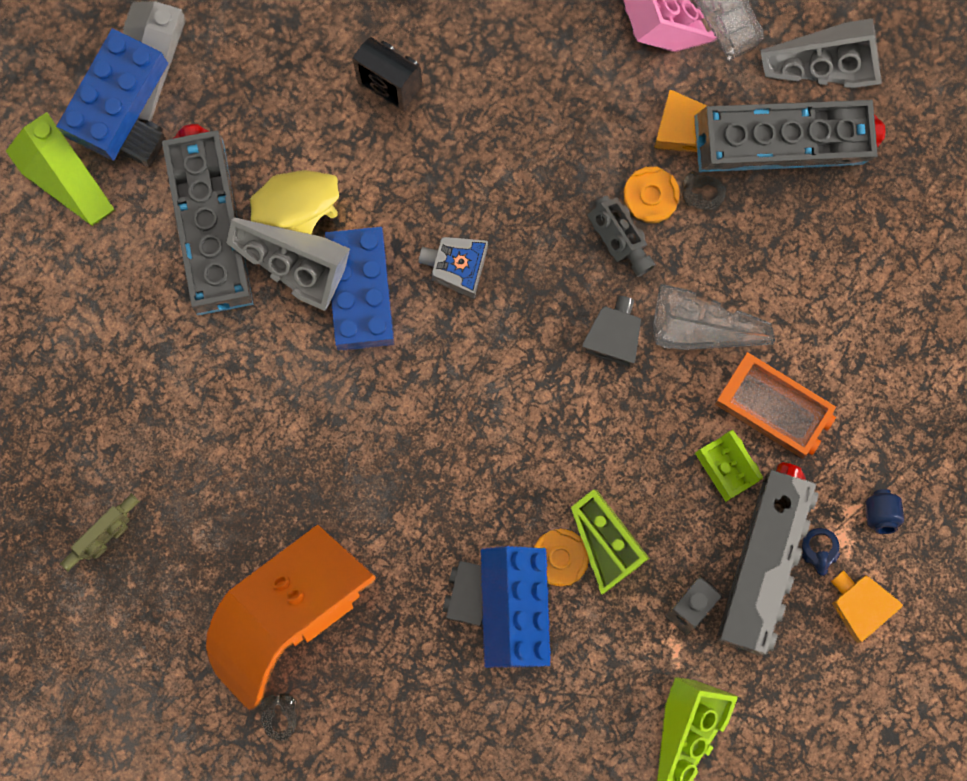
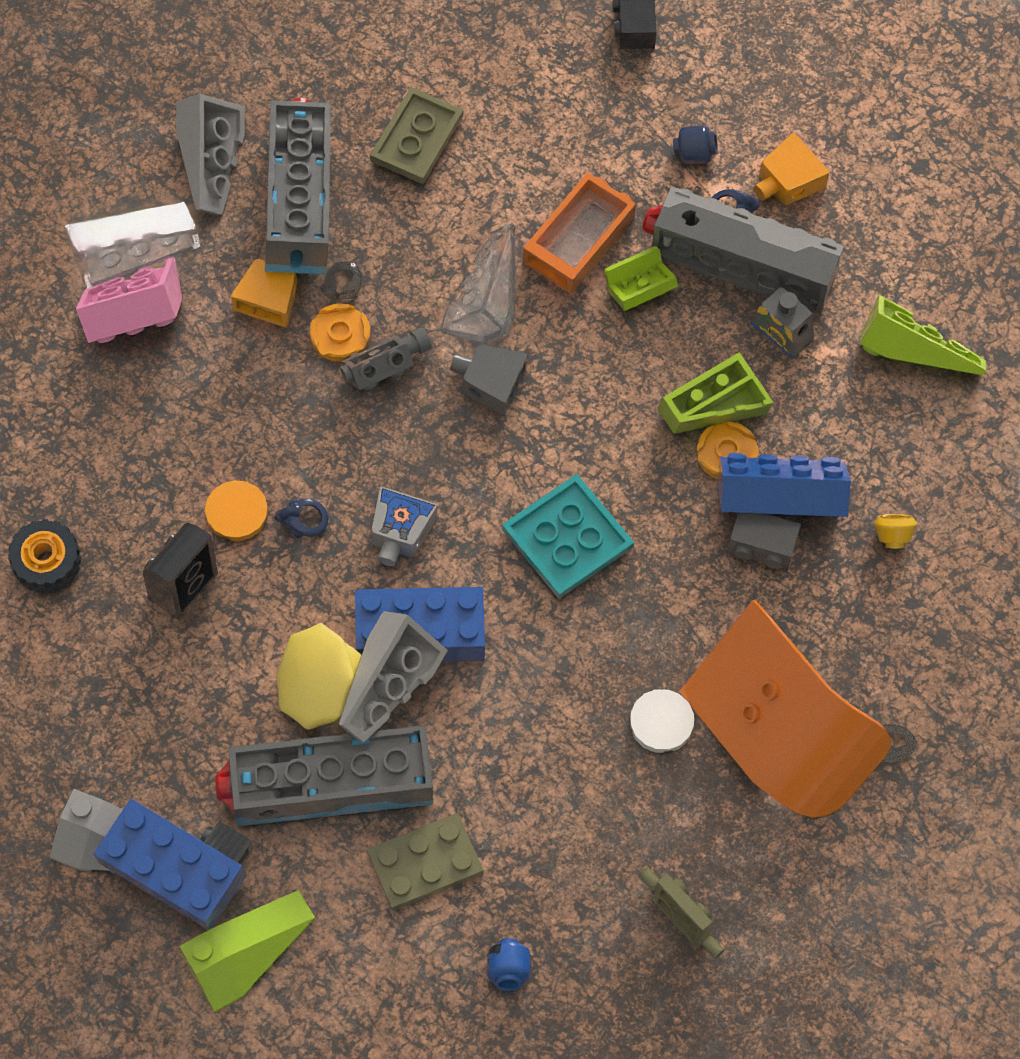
camera: 90 degrees left, 15 degrees down
(52, 389) = (508, 964): none -> blue head
(145, 313) = (425, 861): none -> olive plate
(287, 510) = (661, 721): none -> white tile
(456, 166) = (289, 518): none -> dark blue piece
(459, 414) = (567, 536): none -> teal plate
(463, 120) = (236, 510): none -> light orange tile
(488, 716) = (895, 529): none -> yellow cone
(867, 245) = (416, 135): none -> olive plate

